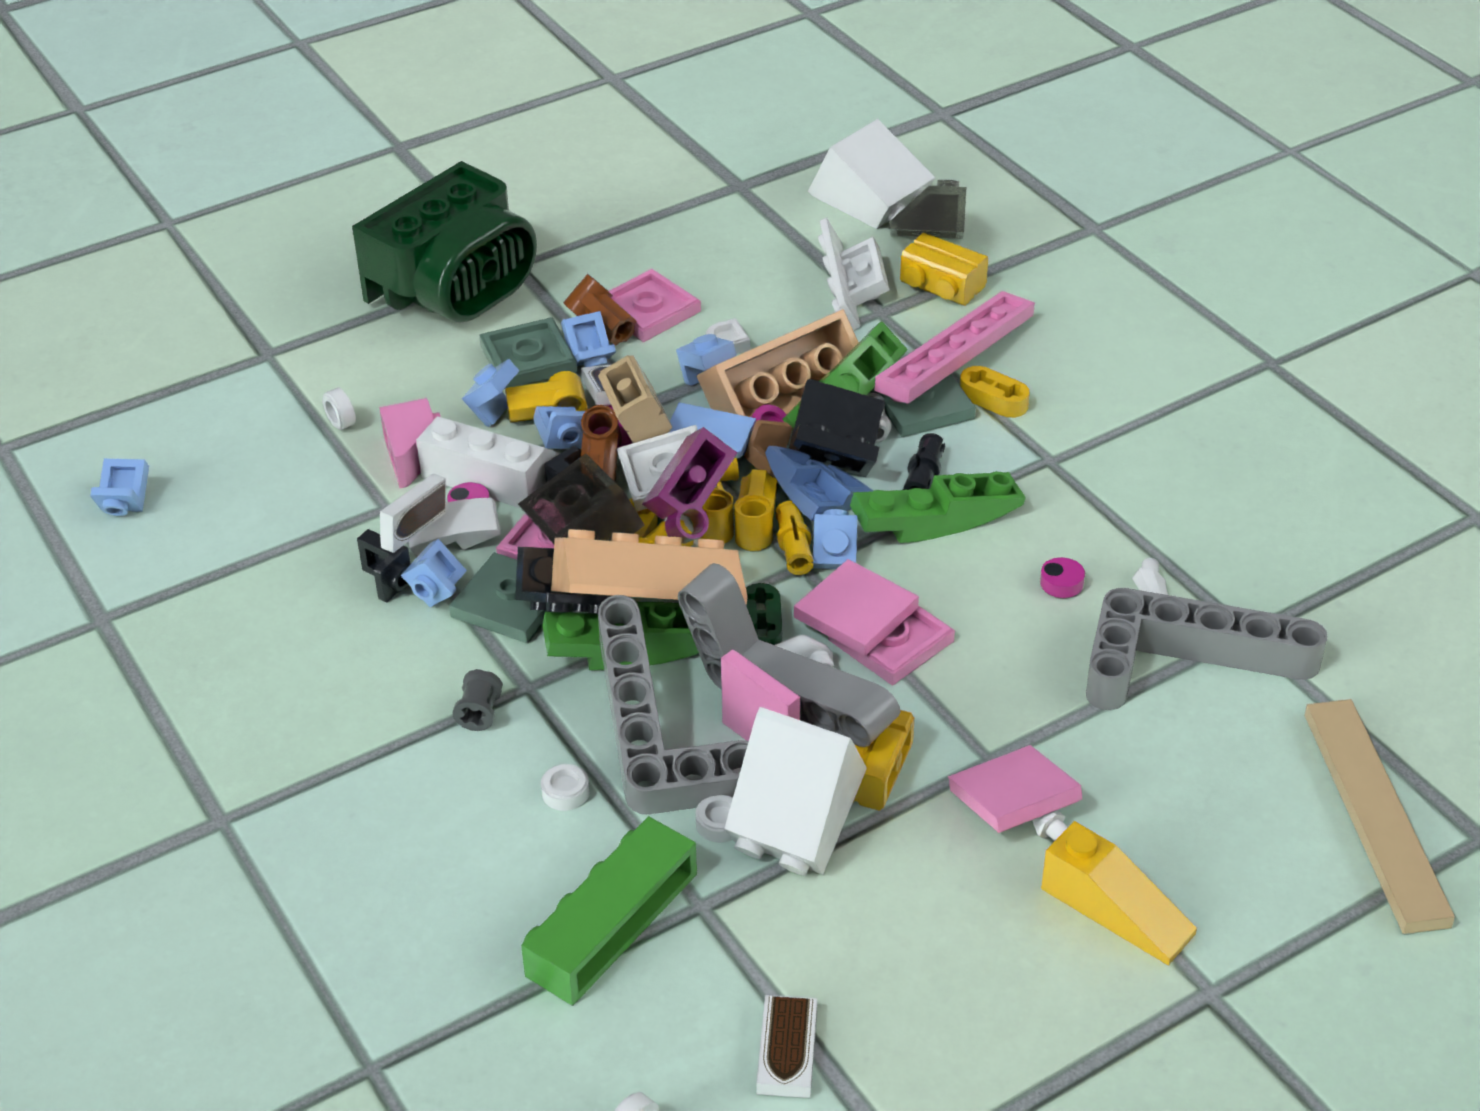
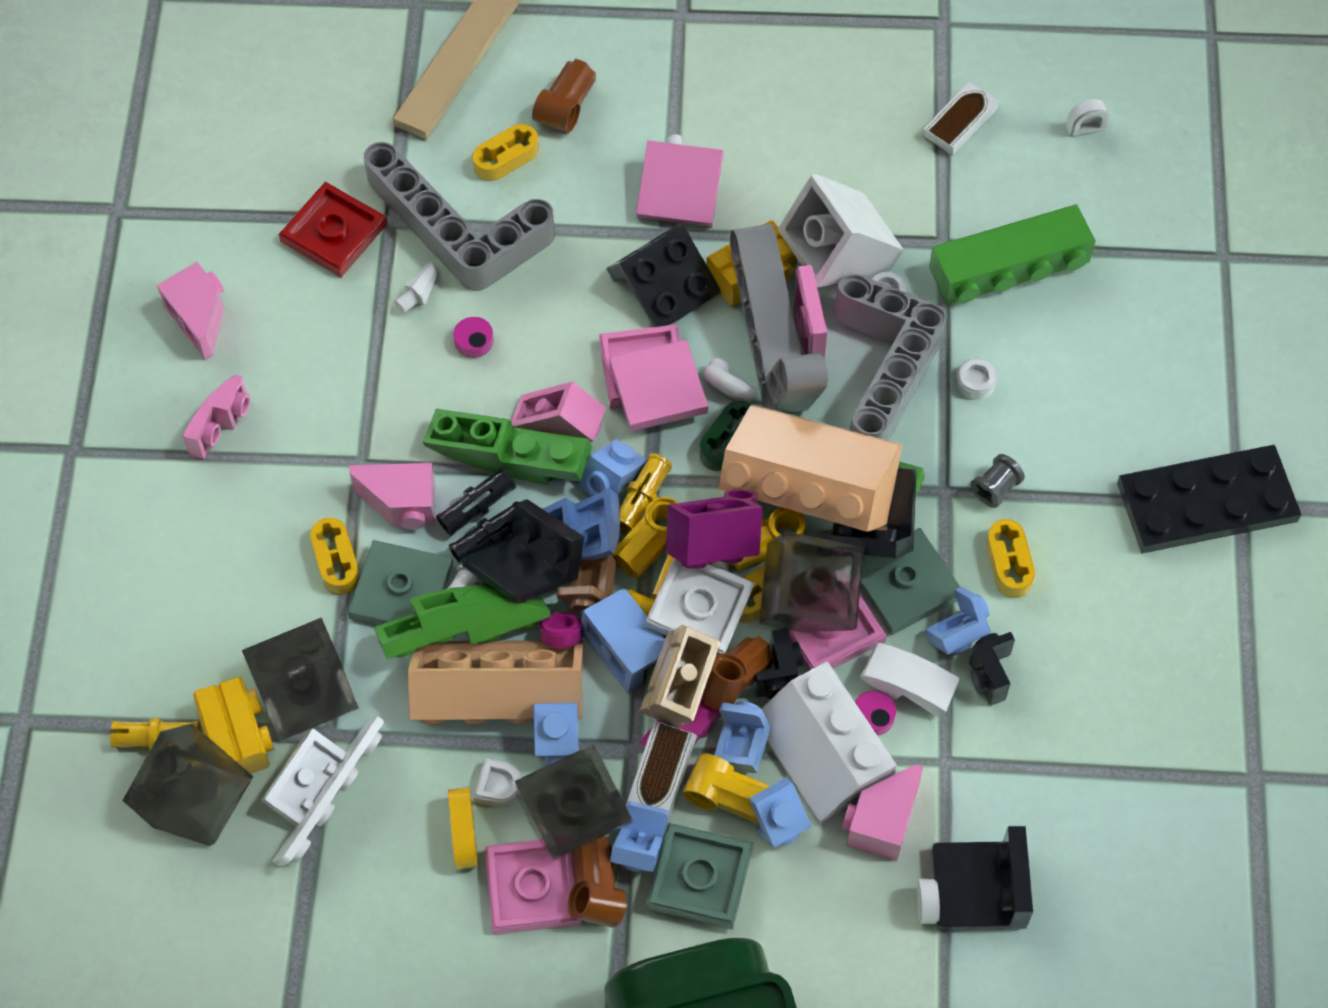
camera: 145 degrees left, 20 degrees up
(121, 486) = (1183, 915): light blue bracket -> none
(253, 803) = (1208, 498): none -> black plate
(300, 441) = (984, 883): none -> black bracket
(412, 512) = (955, 660): tile -> none
(431, 651) = (1001, 559): none -> yellow beam
(652, 325) = (572, 802): none -> clear smoke slope
(724, 297) = (463, 828): none -> yellow beam
(870, 176) = (173, 912): white slope -> none
(891, 456) = (468, 545): none -> black pin
(917, 545) = (561, 411): none -> bright pink slope
(933, 307) = (300, 679): none -> clear smoke slope
(953, 347) = (332, 599): bright pink plate -> none
(956, 694) = (667, 276): none -> black bracket
(991, 437) = (398, 492): none -> bright pink slope
(1002, 247) = (141, 733): none -> yellow pin
(1114, 892) = (687, 88): yellow slope -> none
(1190, 407) = (217, 411): none -> bright pink slope
(1208, 734) = (504, 150): none -> yellow beam
(1216, 802) = (562, 103): none -> dark orange piece
(1286, 588) = (333, 229): none -> red tile
(1303, 466) = (195, 305): none -> bright pink slope

